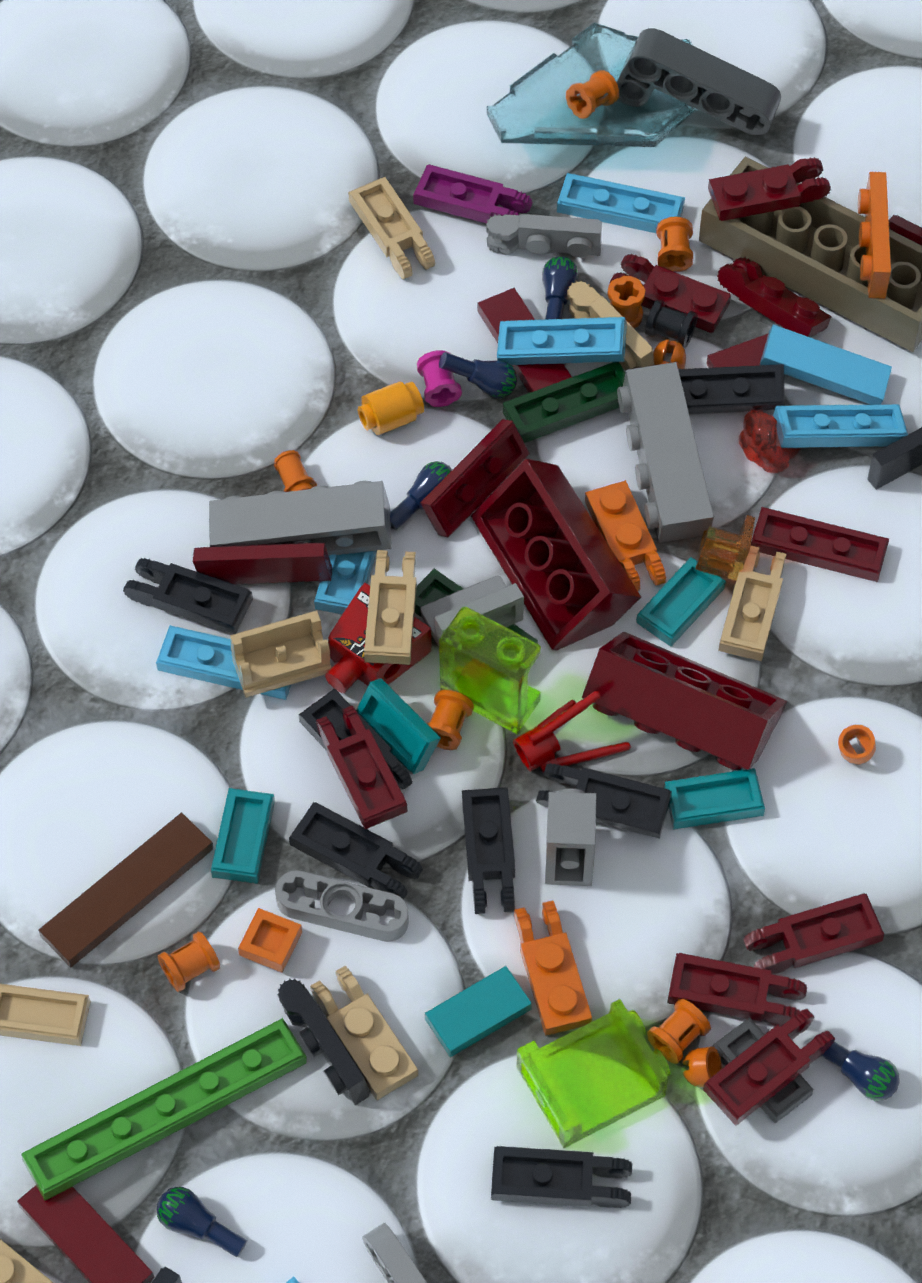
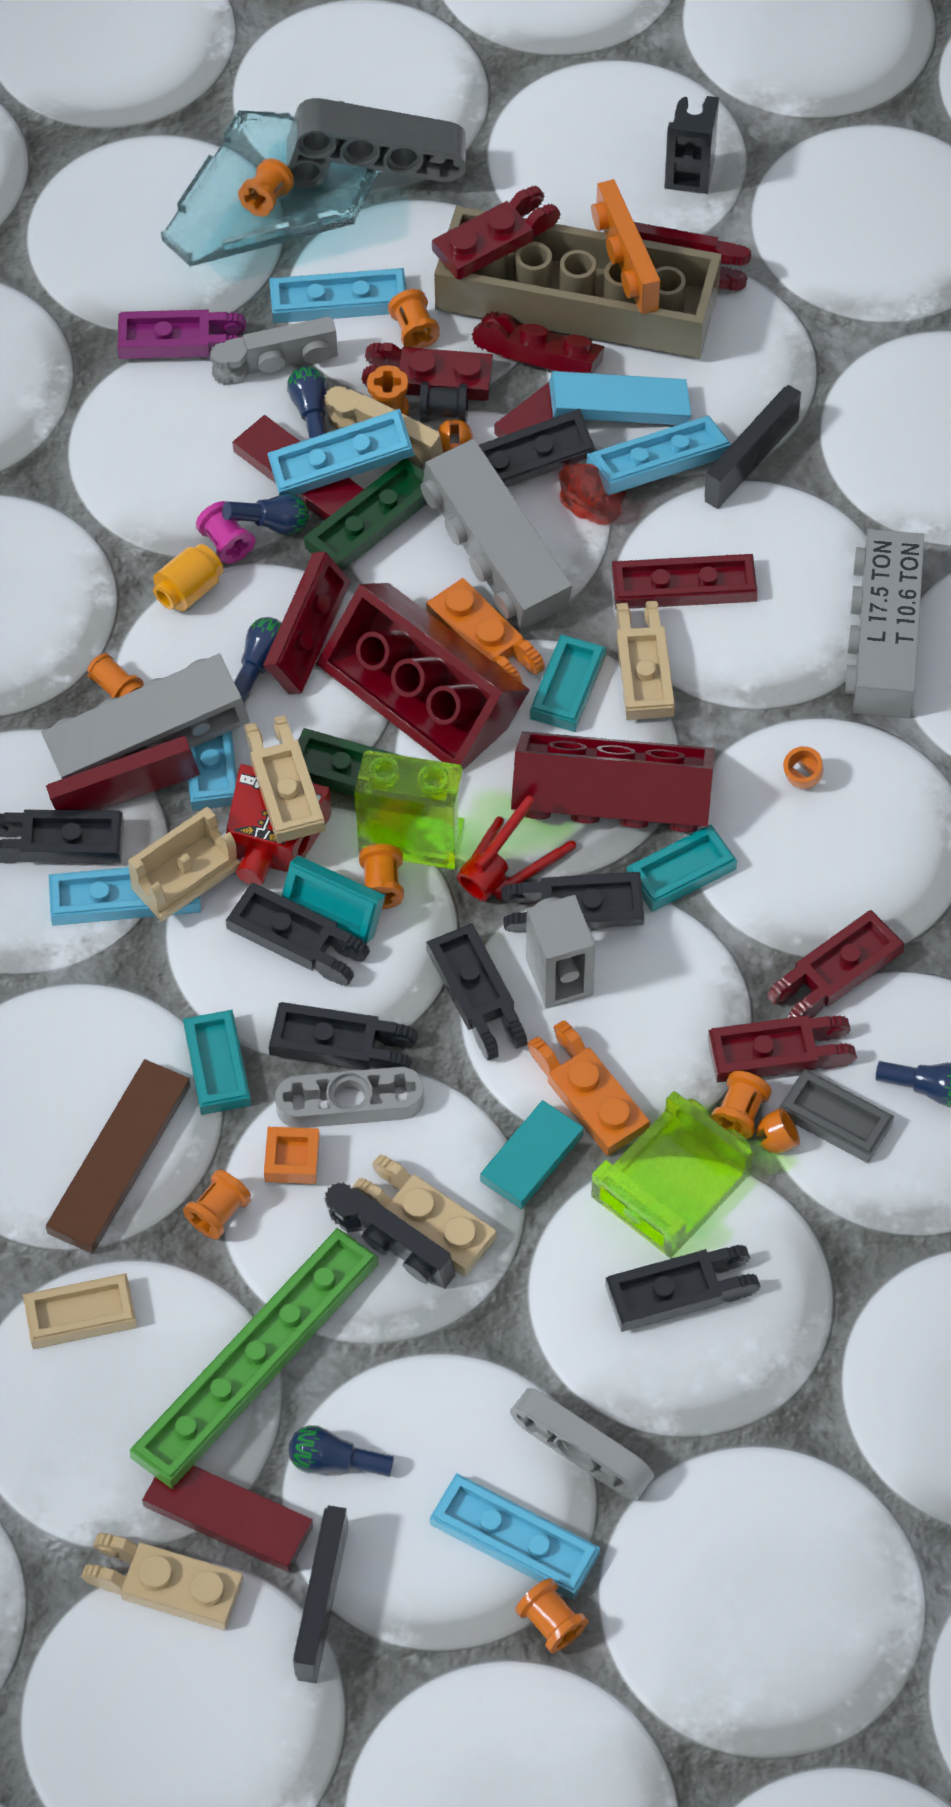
camera: 20 degrees left, 0 degrees up
(363, 770) = (318, 952): dark red hinge -> none
(391, 225) = (106, 388): tan hinge -> none
(489, 598) = (342, 764): light grey panel -> none
(725, 552) = (595, 617): clear orange panel -> none
(765, 1068) = (842, 1110): dark red hinge -> none

